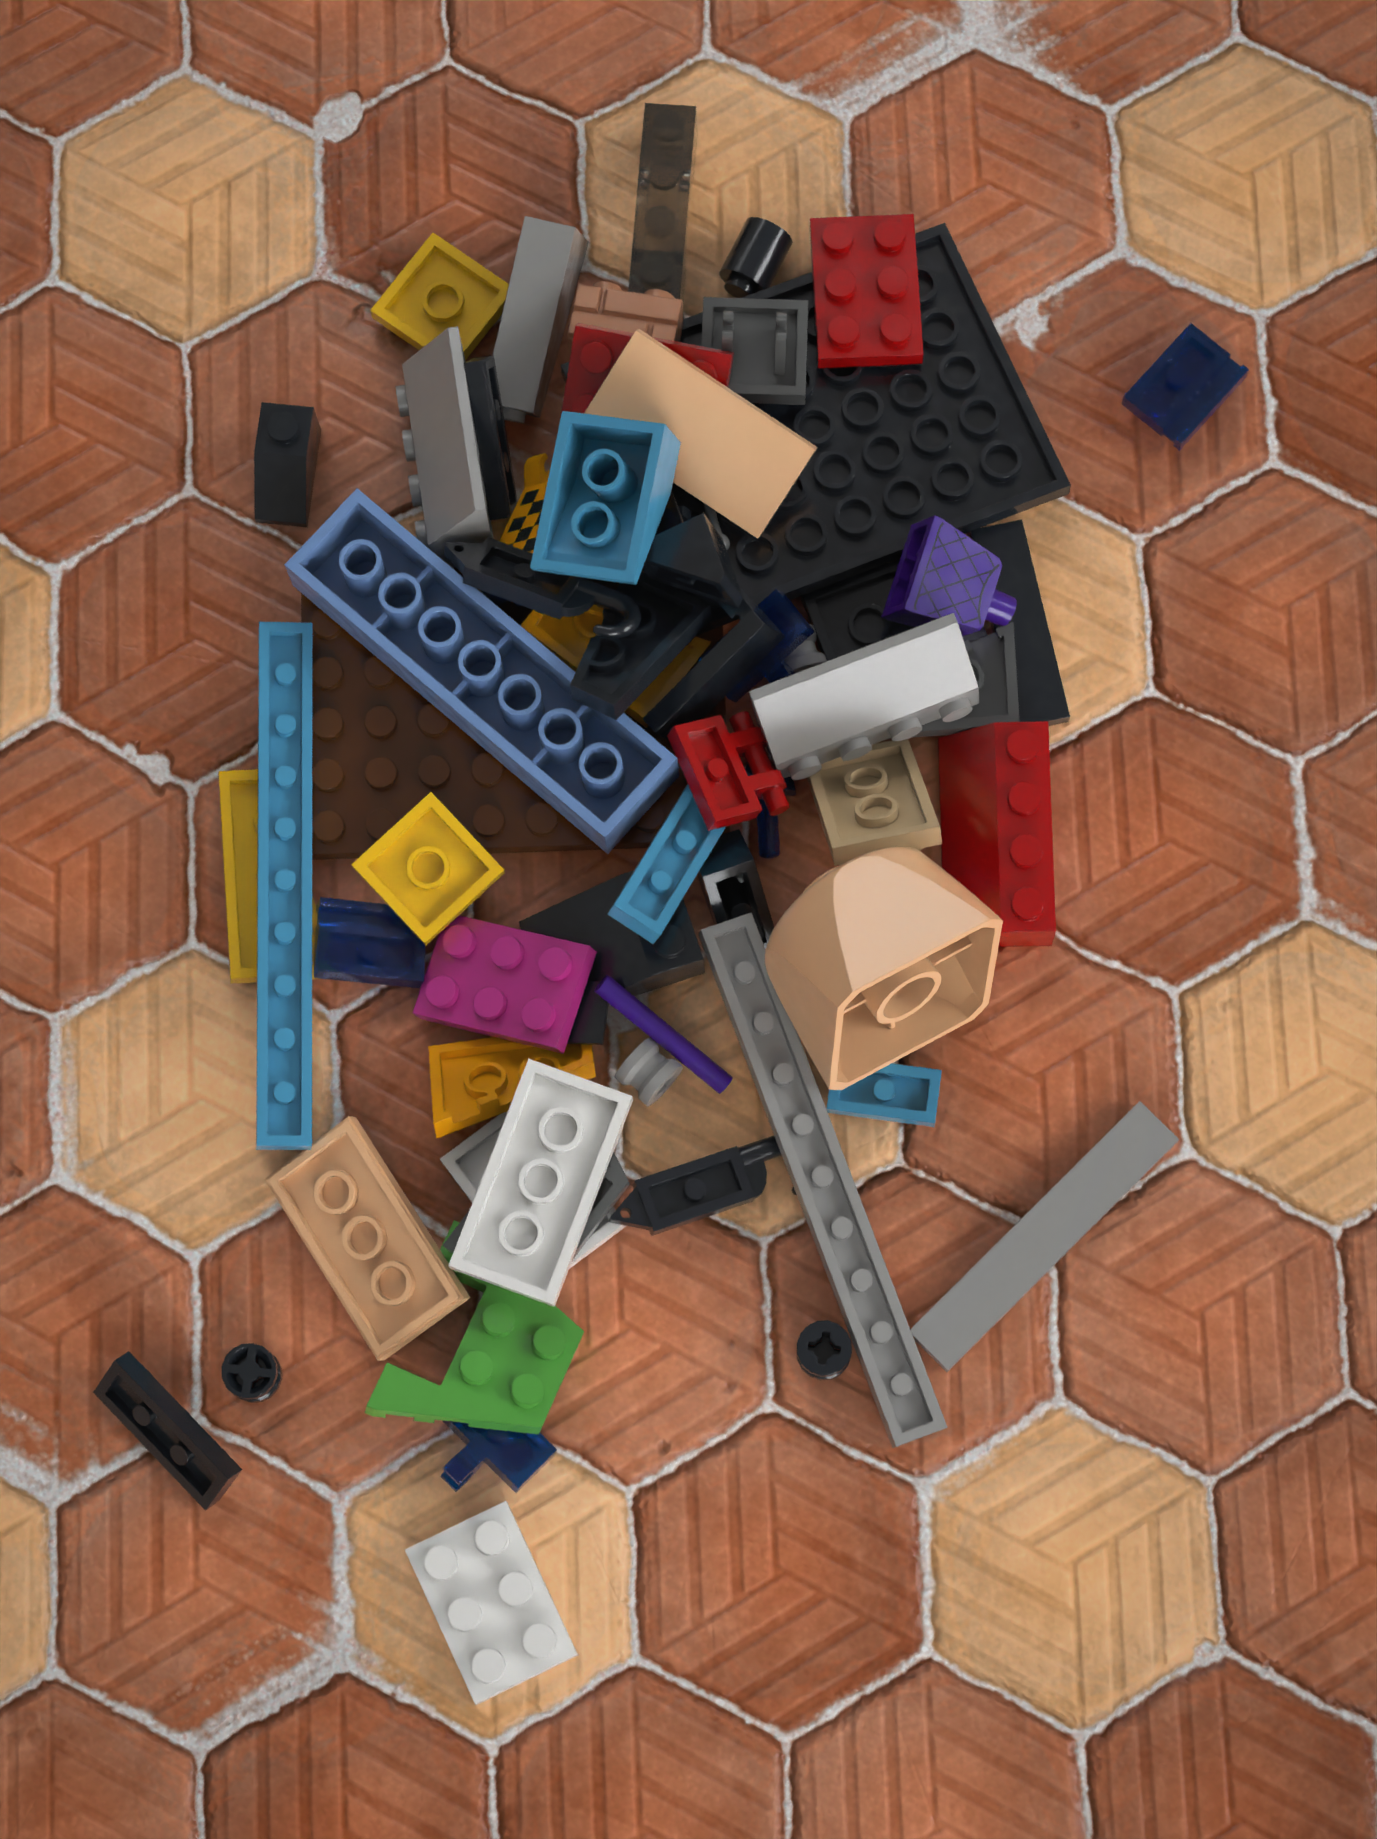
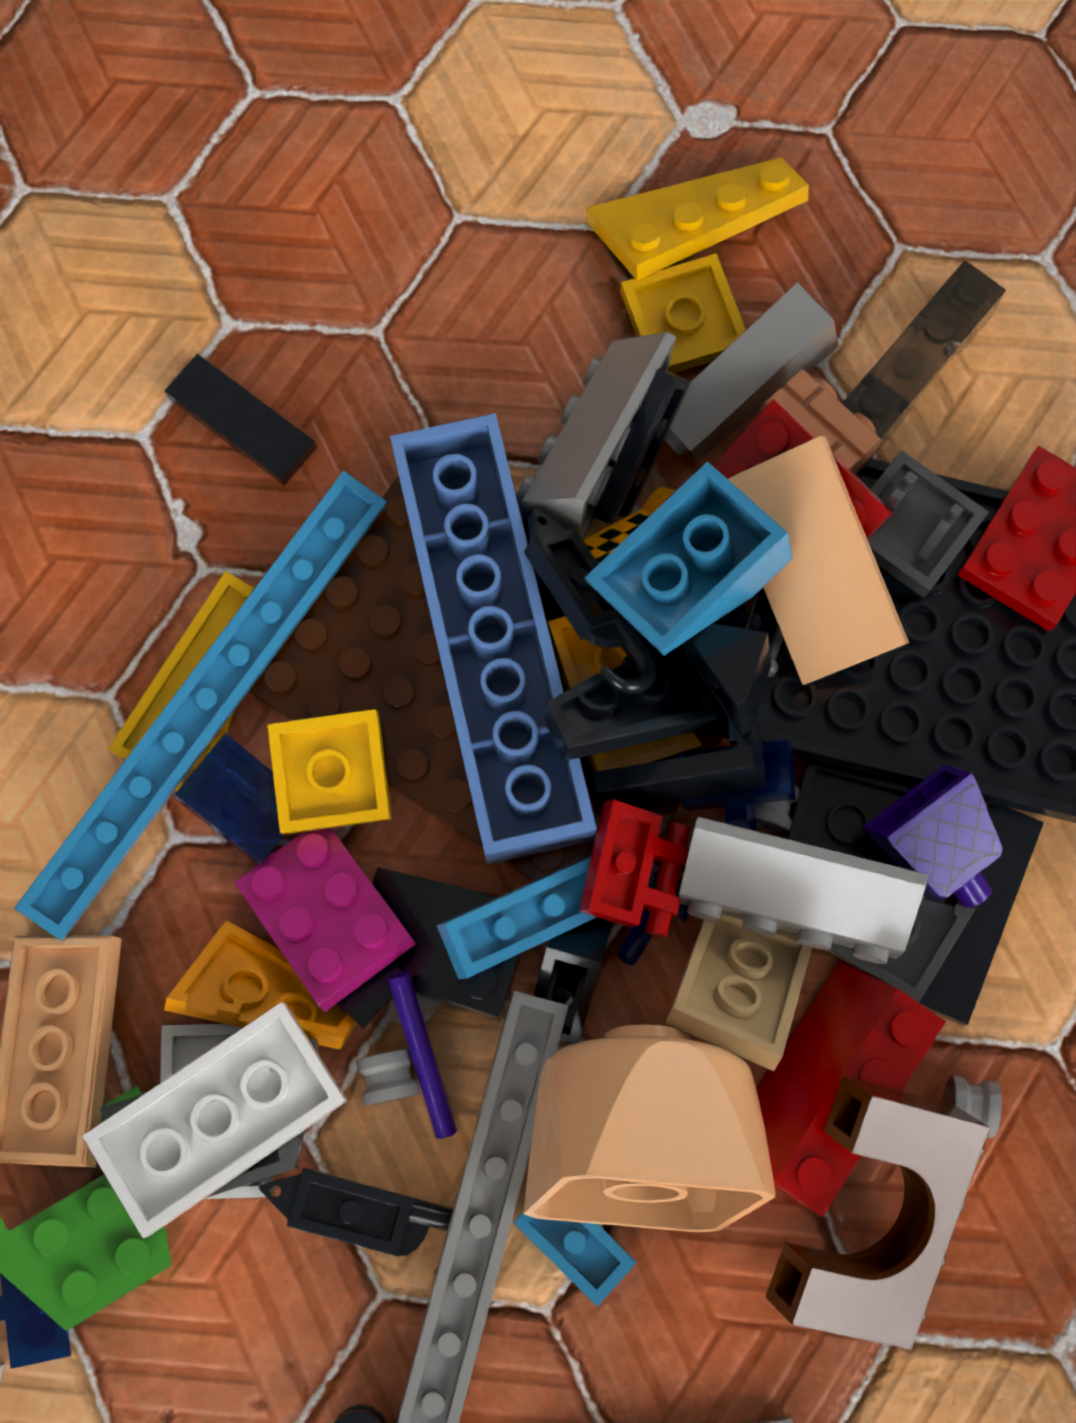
camera: 30 degrees right, 0 degrees up
(130, 642) = (240, 419): none -> black tile
(285, 464) = (464, 358): black slope -> none
(386, 216) = (685, 218): none -> yellow wing
(755, 257) = (968, 447): black brick -> none
(1115, 776) = (978, 1100): none -> light grey wheel
(1143, 946) = (886, 1287): none -> arch

